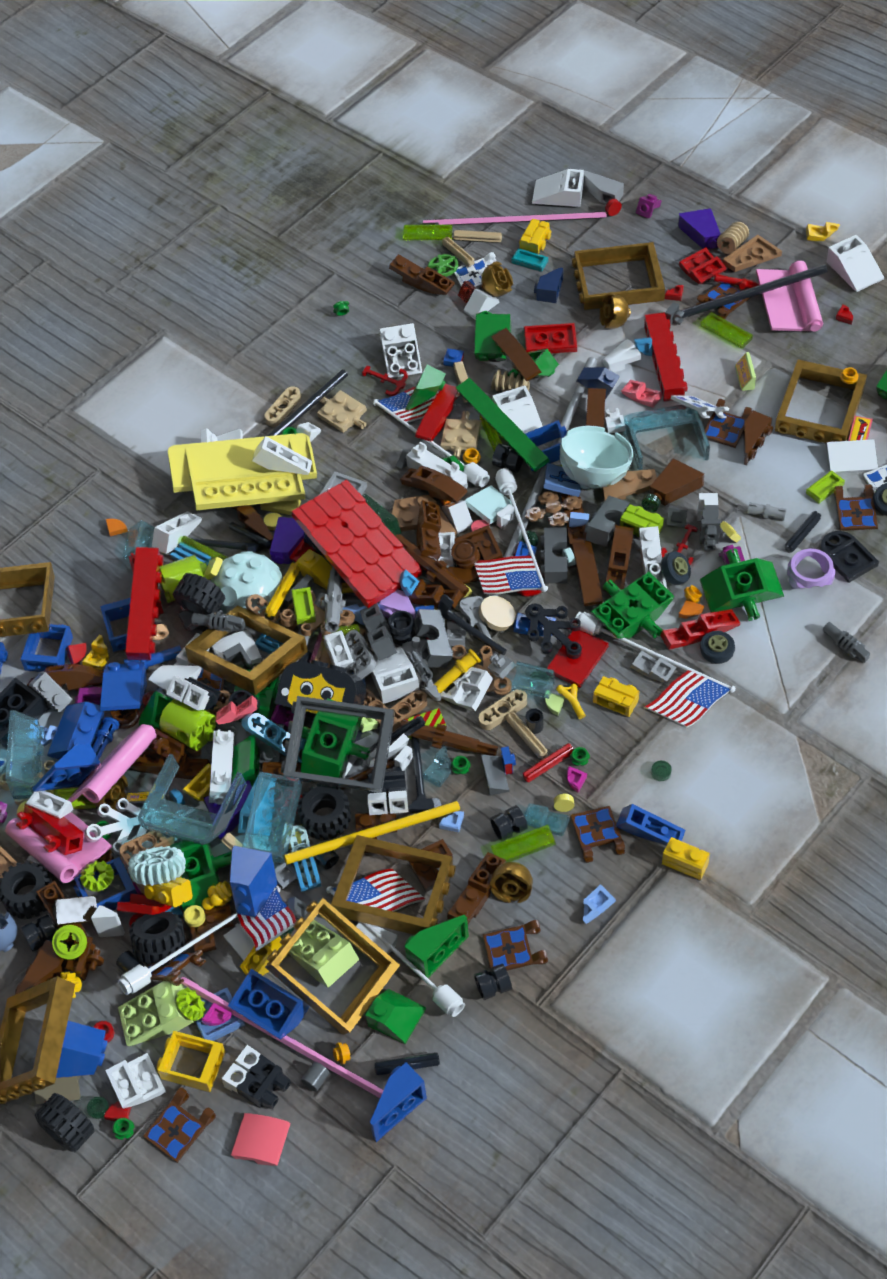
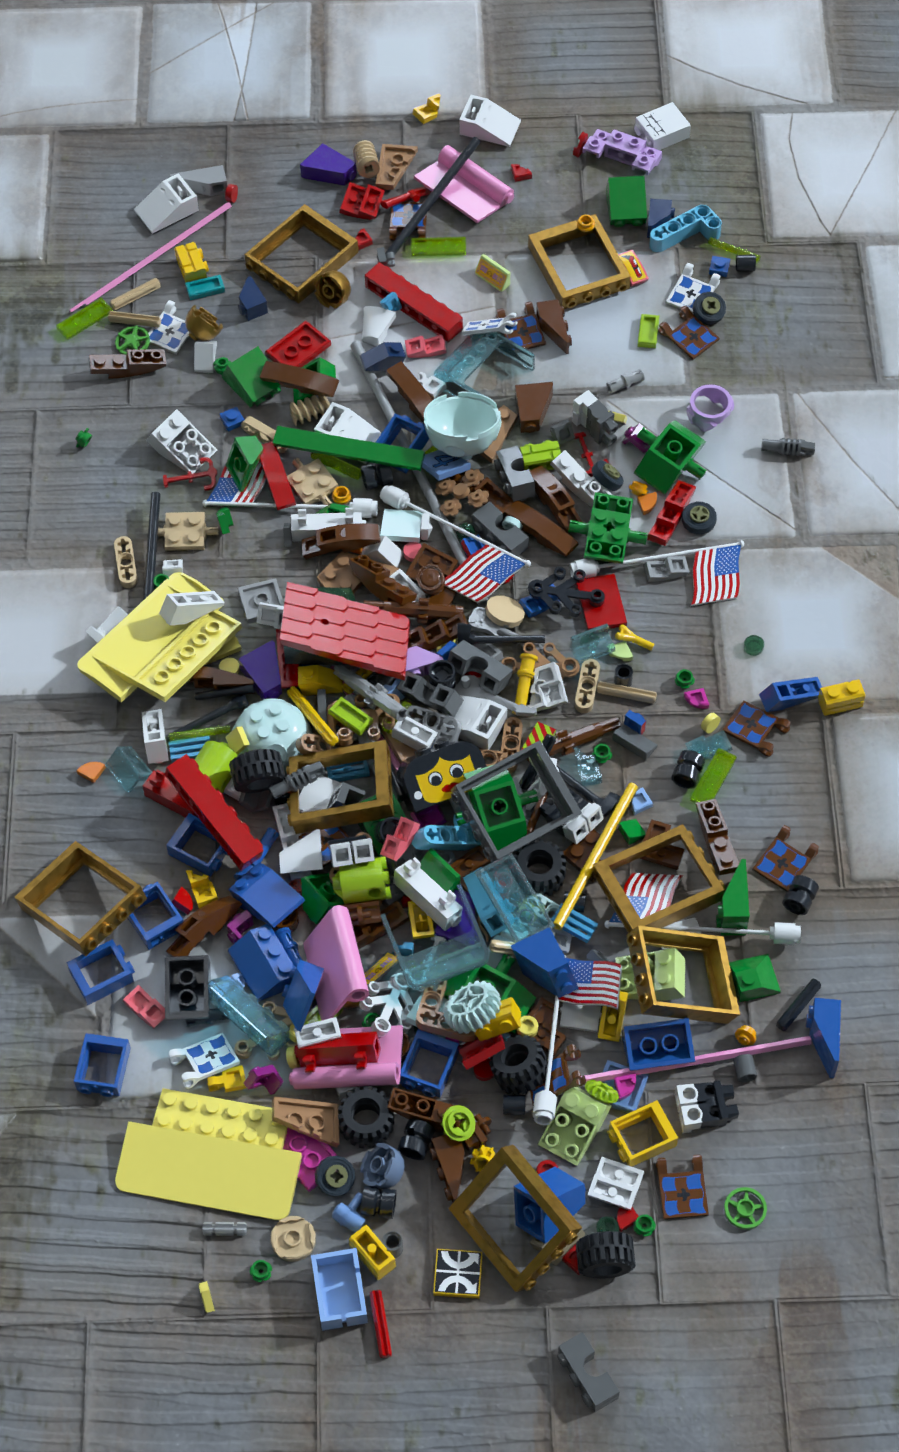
camera: 45 degrees left, 5 degrees up
(50, 691) = (203, 943): light grey brick -> none
(74, 910) = (438, 1096): slope -> none
(105, 878) = (421, 1066): lime gear -> none
(107, 922) = (466, 1085): white slope -> none
(206, 1181) = (745, 1208): none -> bright green wheel
(218, 895) = (532, 996): yellow piece -> none
(260, 1139) = (754, 1145): coral slope -> none
(372, 420) = (225, 520): none -> green slope
(408, 582) = (414, 636): dark azure tile -> none
(421, 666) = (495, 696): dark grey axle -> none
(422, 836) = (631, 831): none -> green slope
(466, 291) = (184, 351): clear red tile -> none
(500, 665) = (558, 650): light grey tile -> none
(512, 882) = (740, 810): pearl gold cylinder -> none
(548, 762) = (665, 701): red axle -> none
(578, 519) = (496, 486): light blue tile -> none
(597, 903) = (809, 780): light blue slope -> none
(616, 696) = (664, 611): yellow brick -> none
(647, 204) = (259, 173): magenta bracket -> none
(650, 503) = (530, 435): clear green tile -> none
(802, 531) = (668, 379): black axle -> none
(848, 555) = (721, 373): black tile -> none
(852, 456) = (645, 291): white piece -> none

